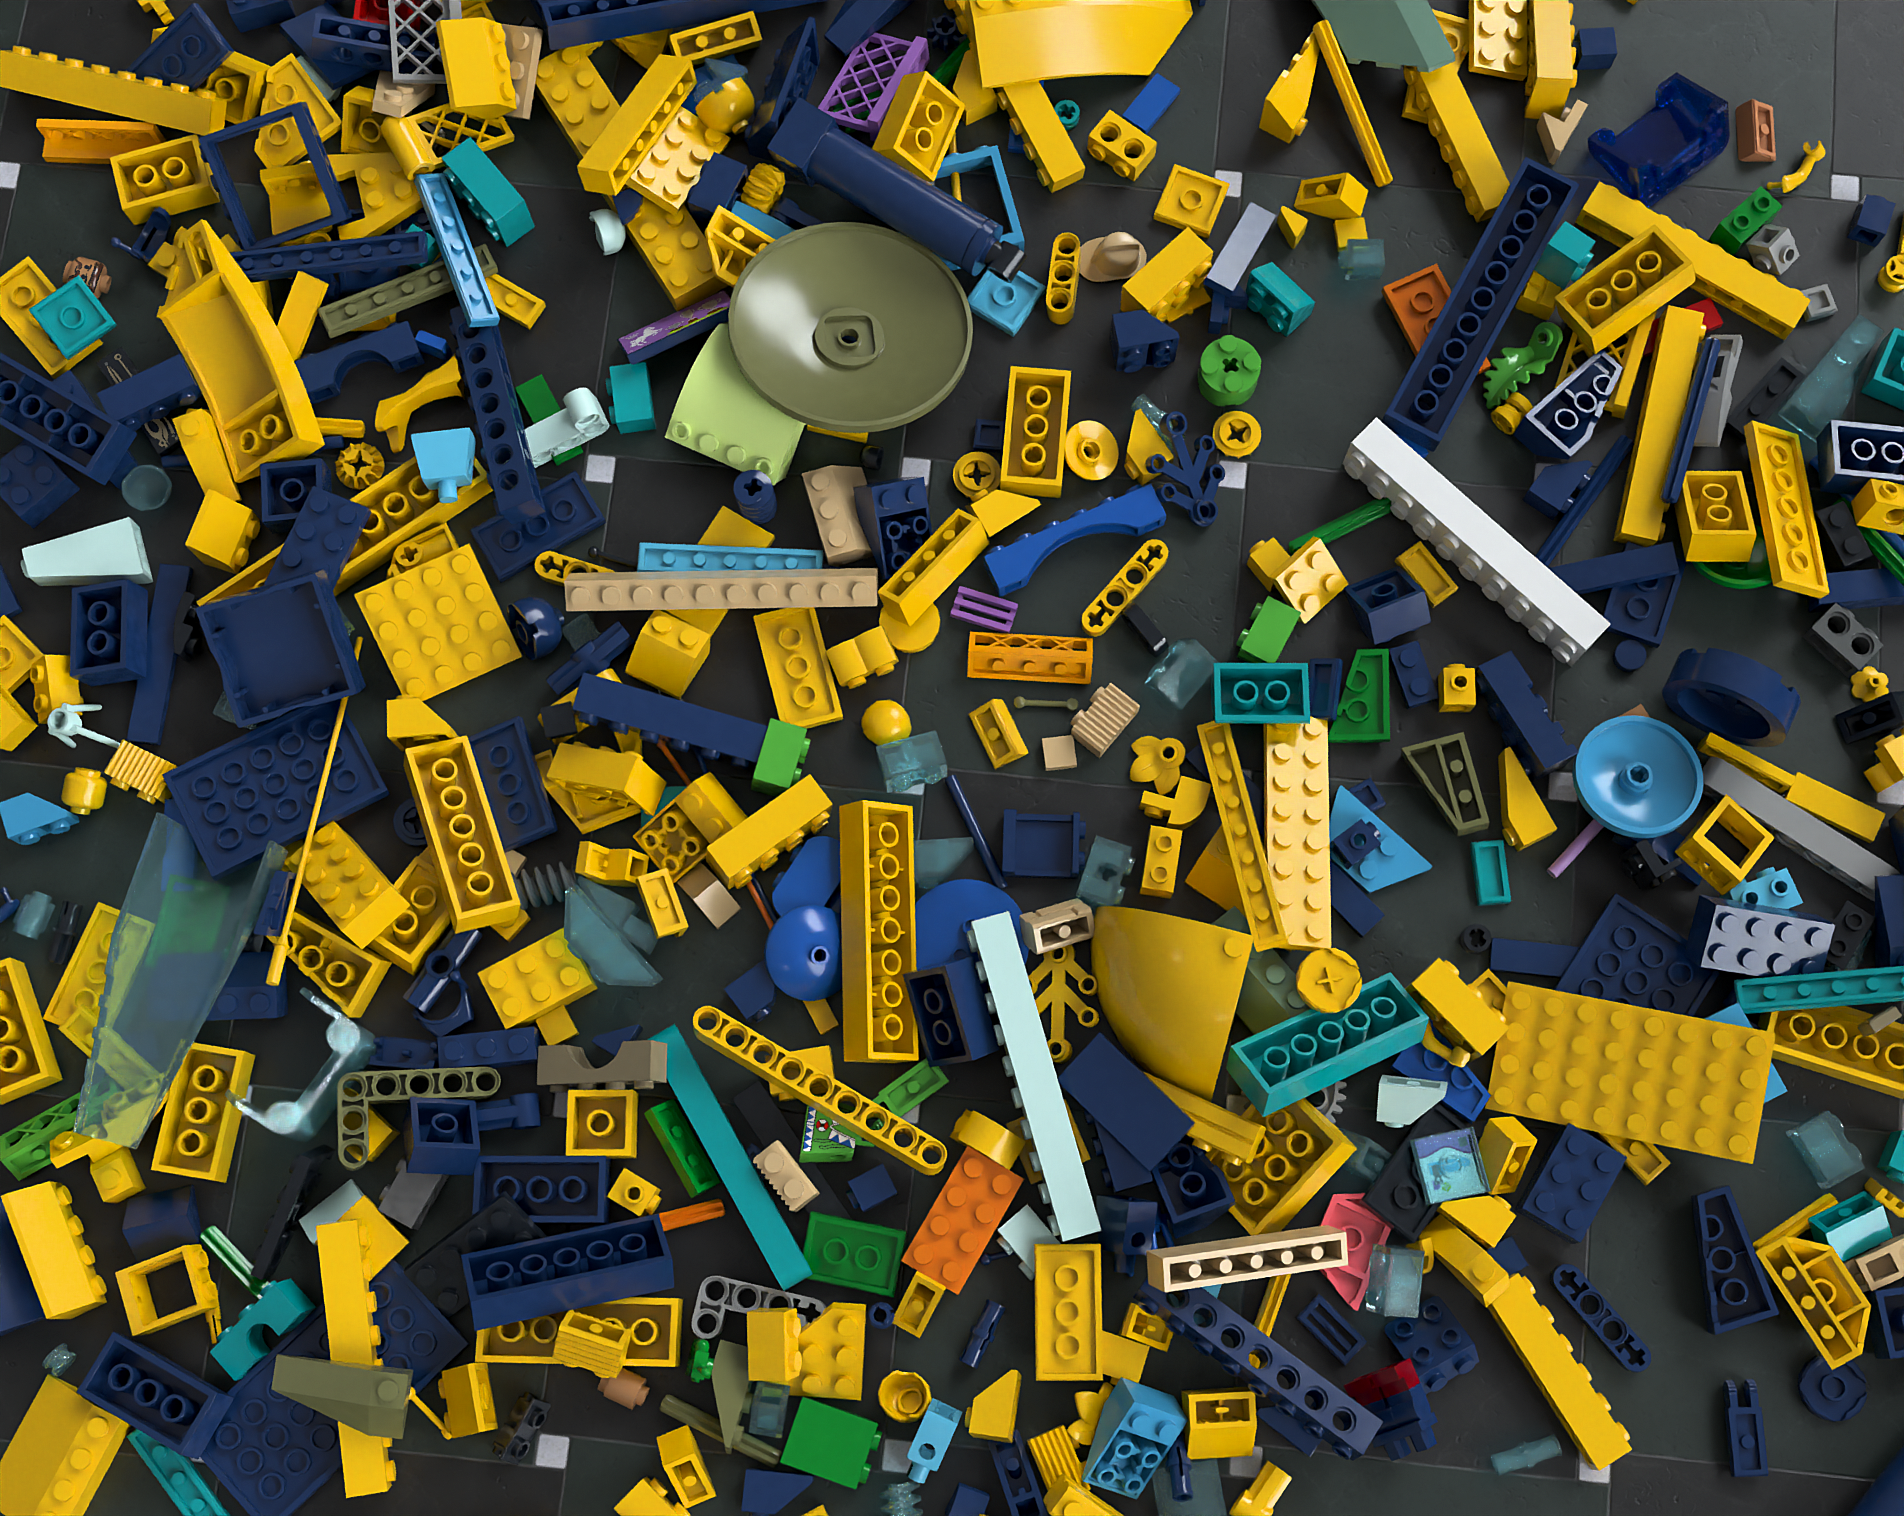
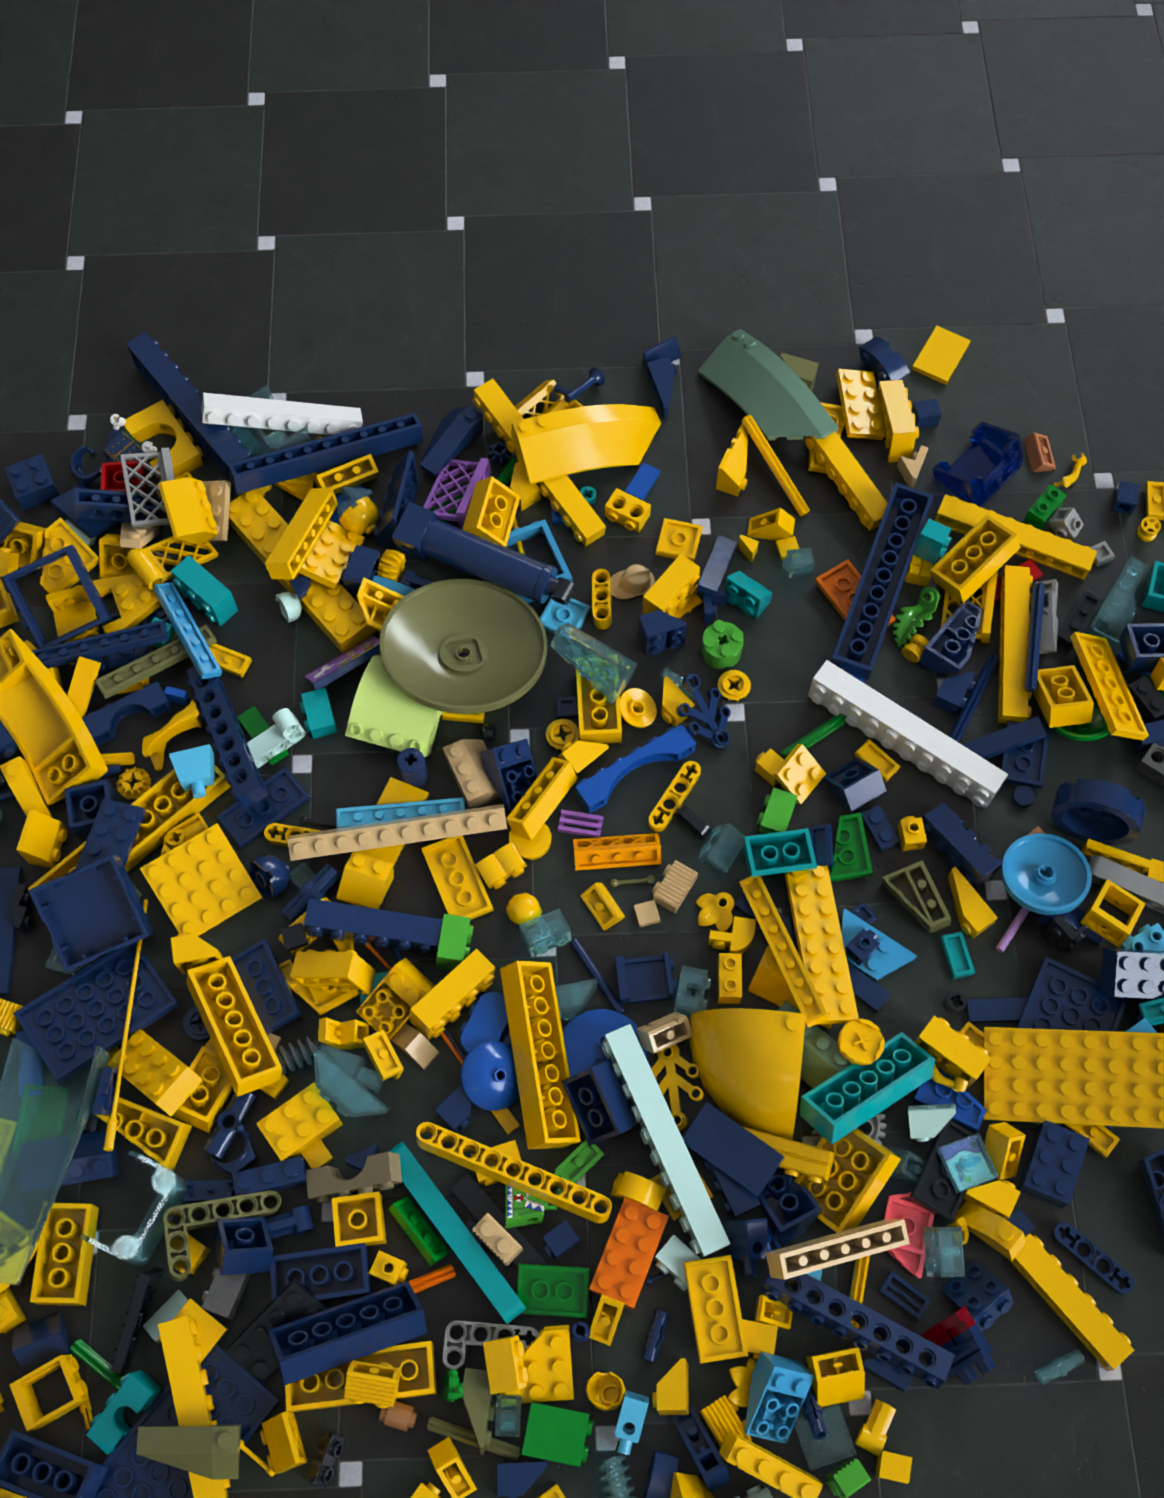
camera: 10 degrees left, 10 degrees down
(1037, 373) = (597, 662): none -> clear light blue wedge

